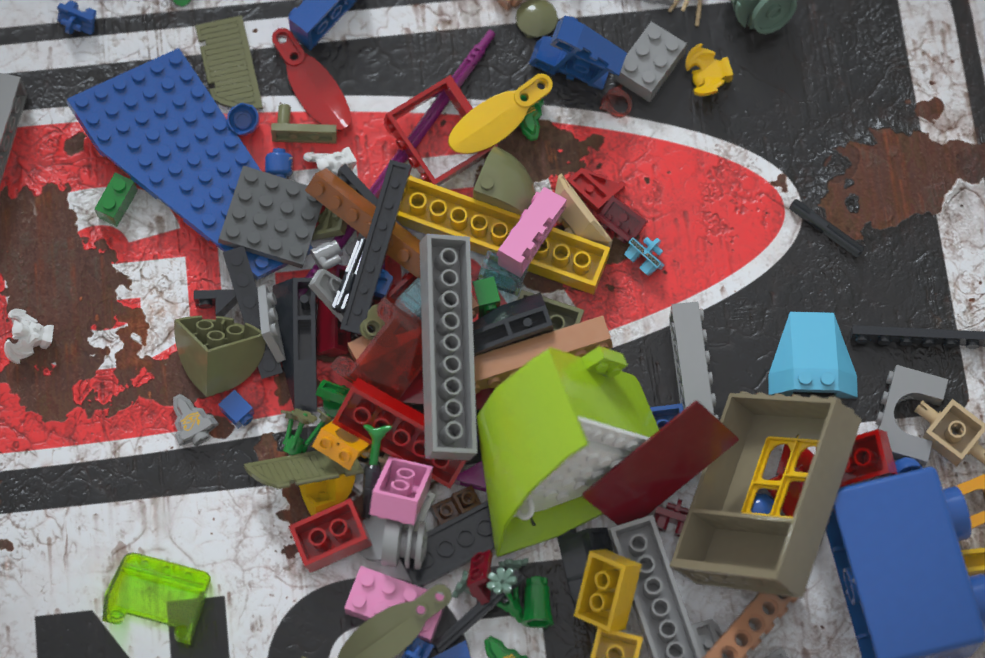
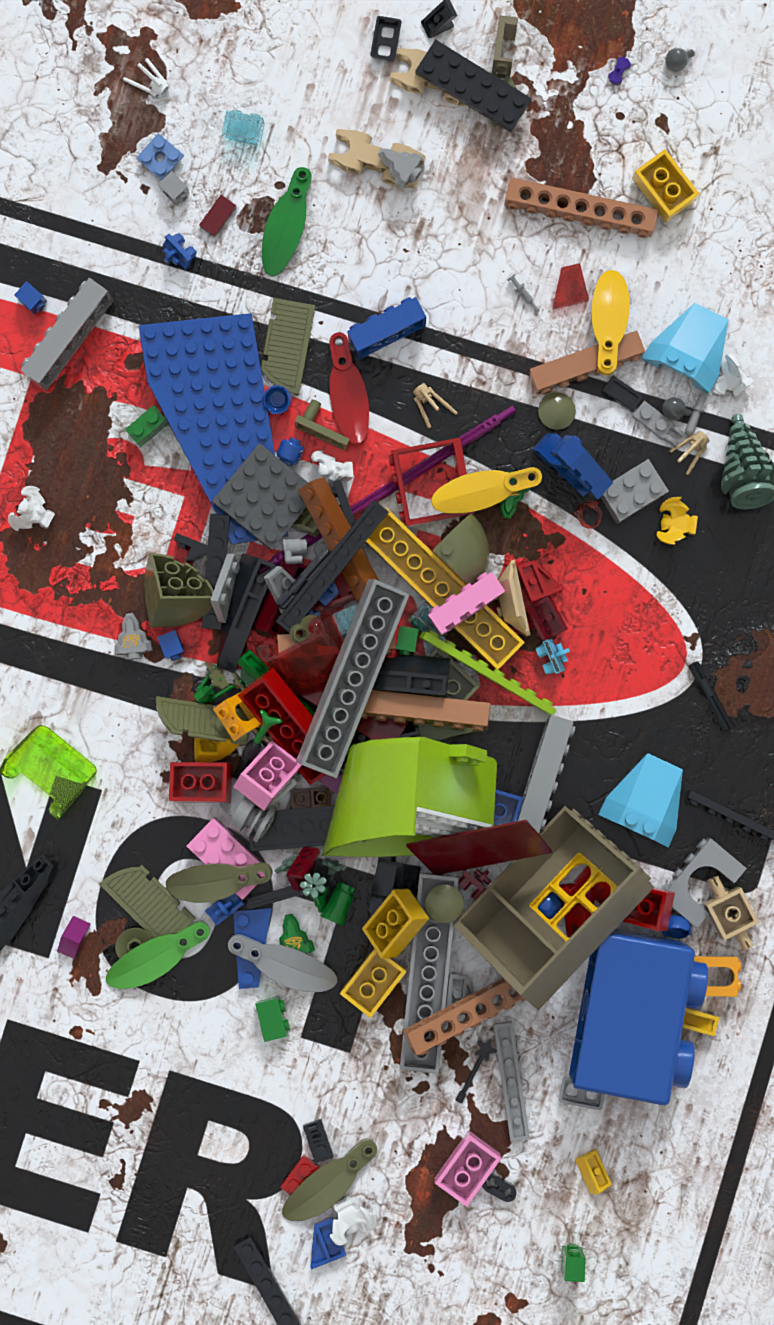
camera: 30 degrees right, 15 degrees up
(394, 54) = (424, 395): none -> tan plant
(579, 292) = (481, 668): none -> lime plate
(650, 546) = (444, 903): none -> olive dish

